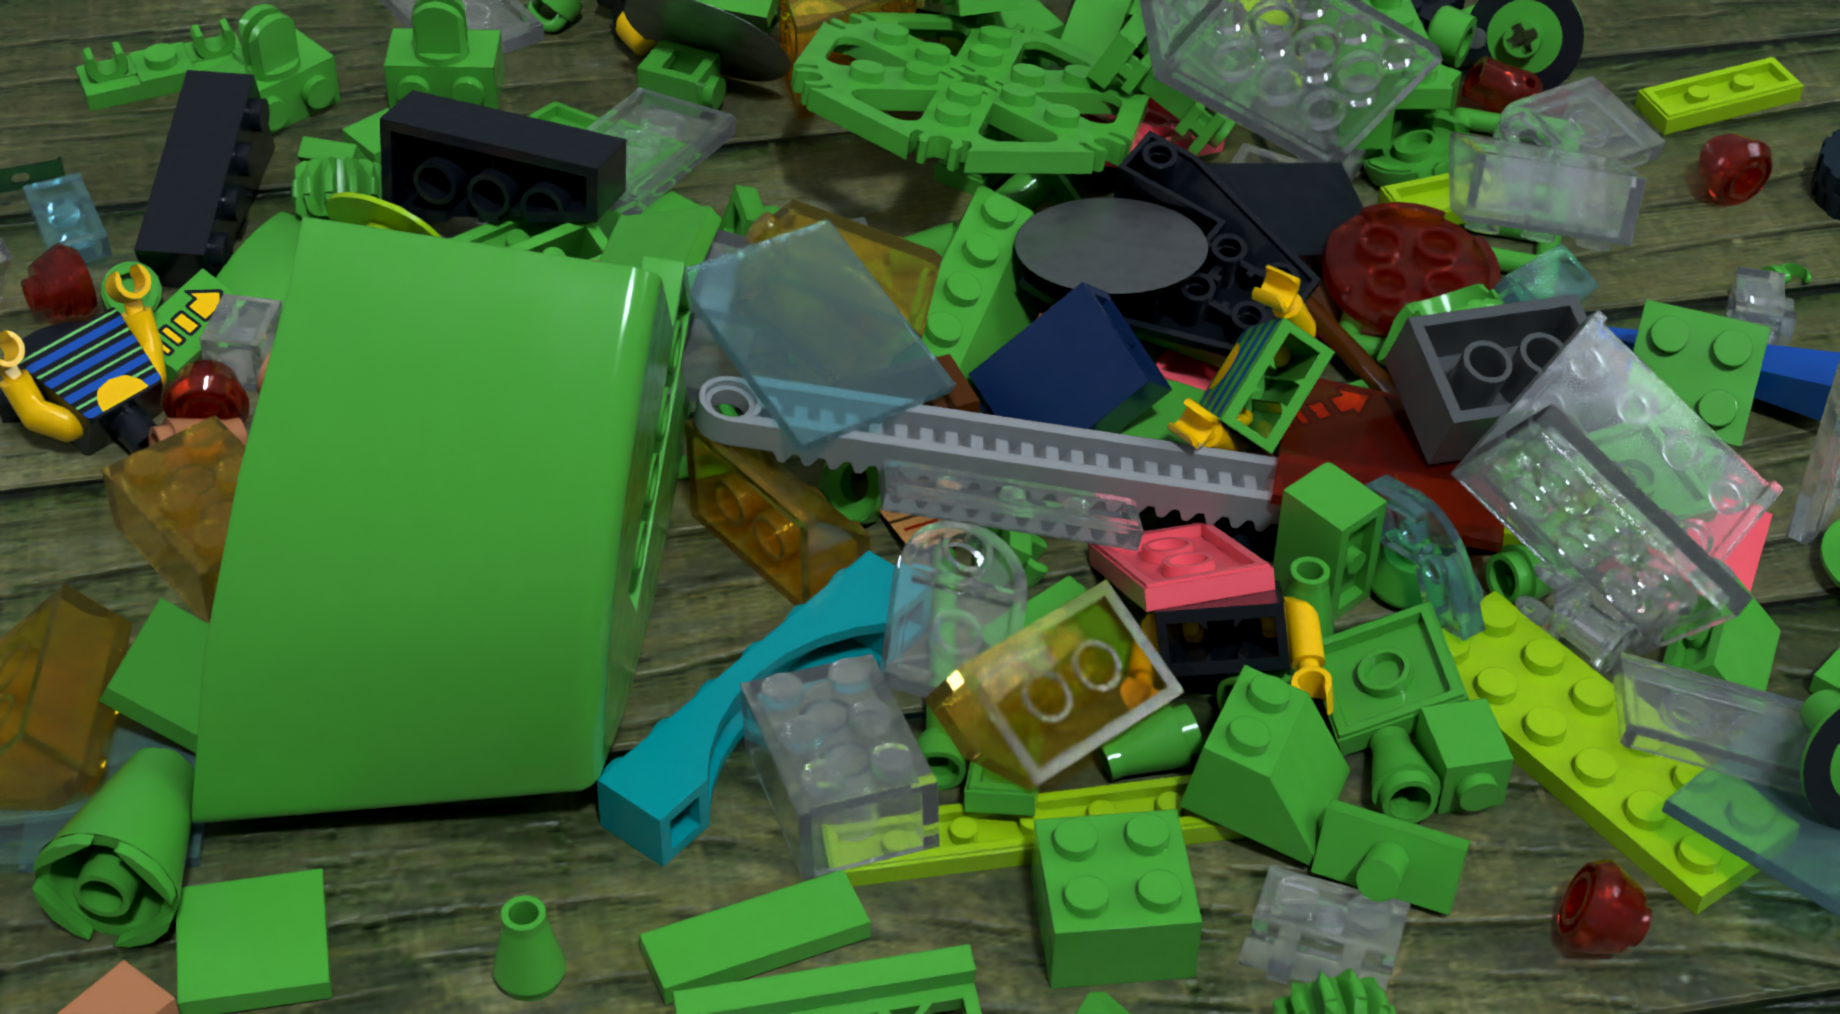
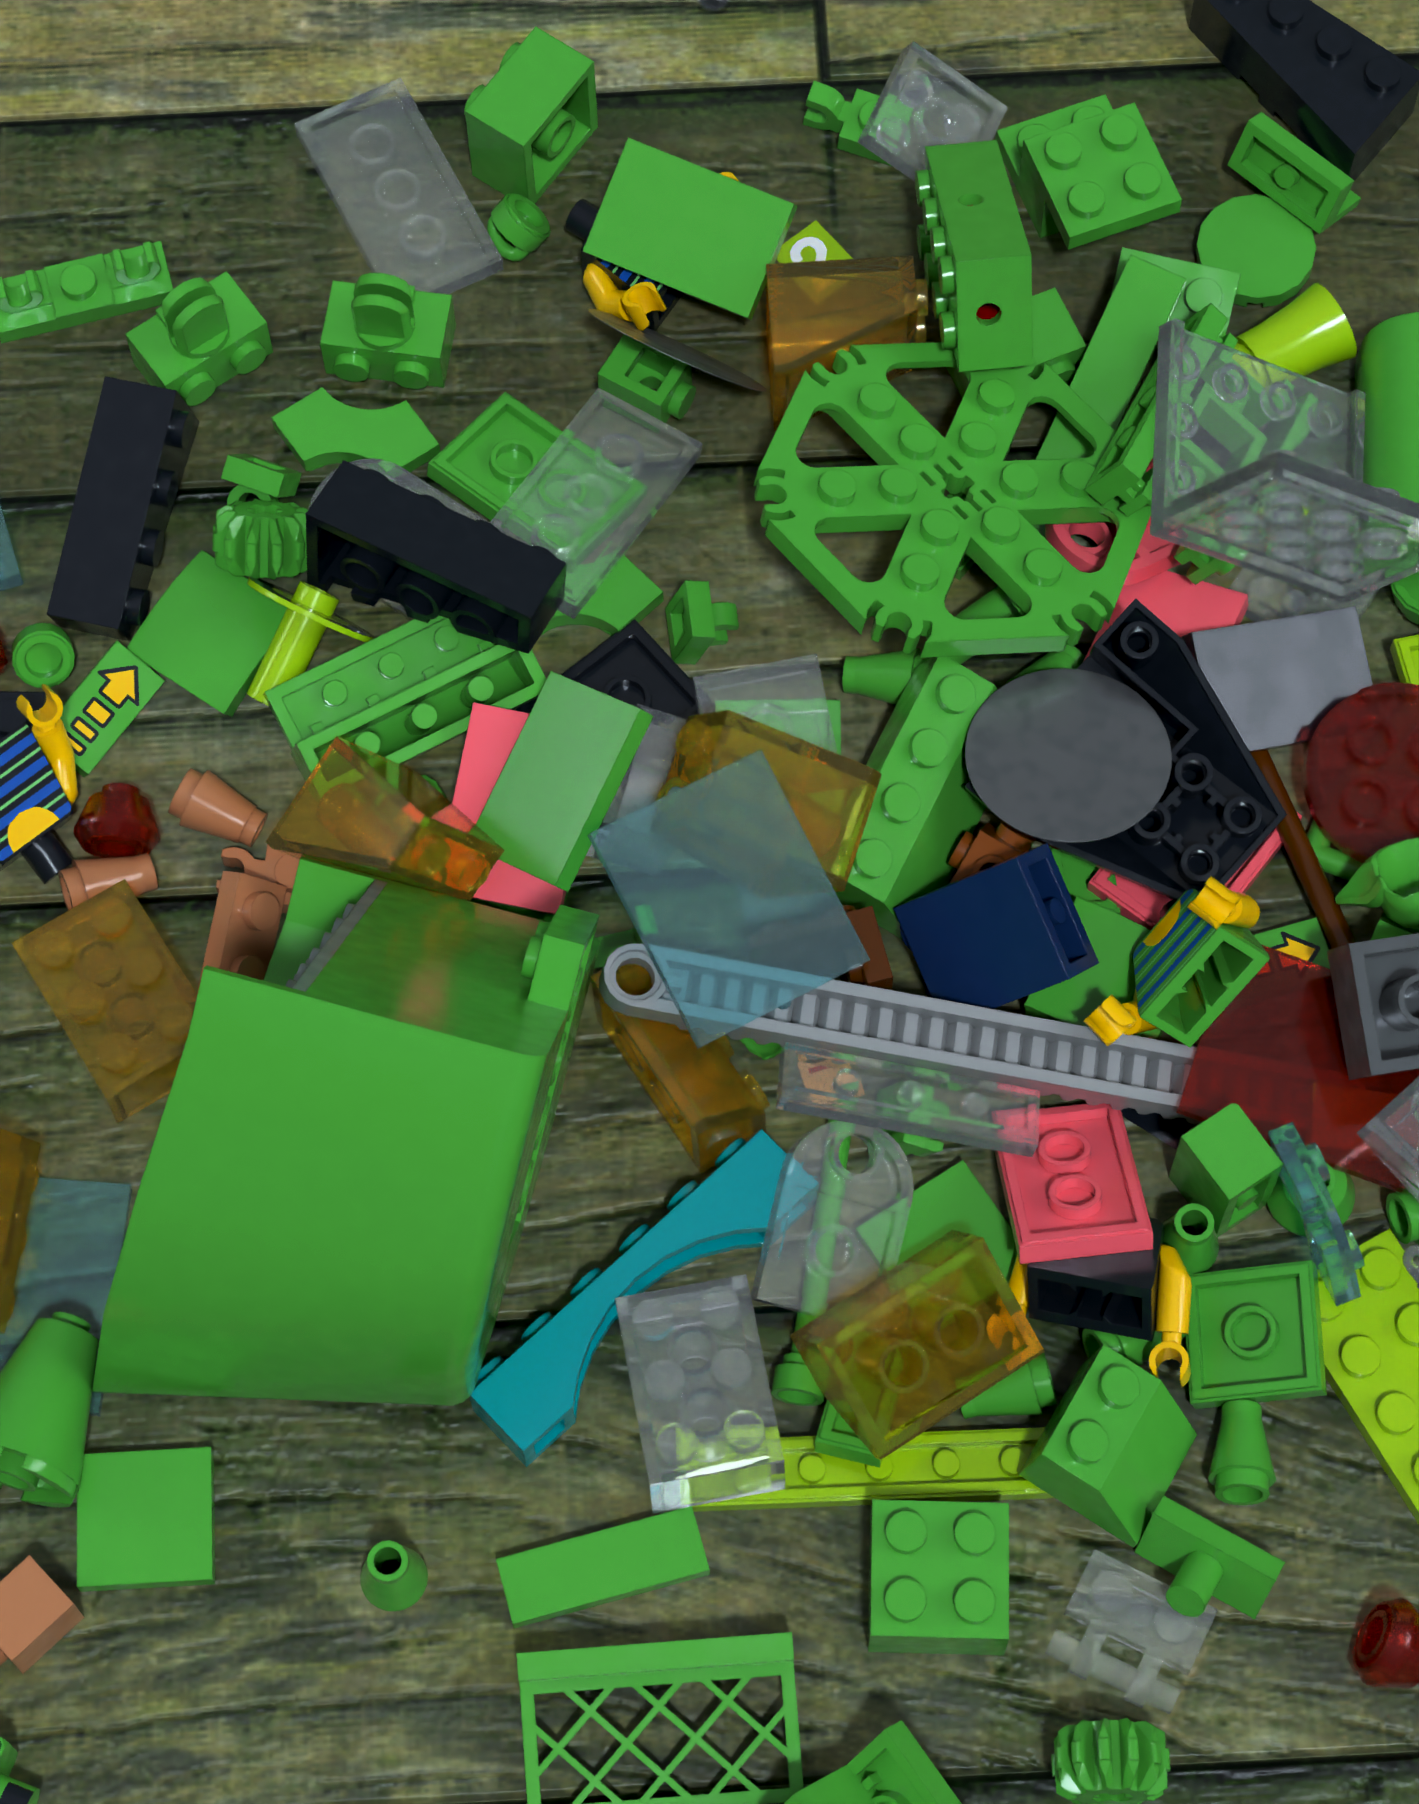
camera: 10 degrees right, 25 degrees up
(163, 675) = (80, 1210): bright green tile -> none
(241, 335) = (157, 745): clear brick -> none
(1466, 754) = (1306, 1444): bright green brick -> none

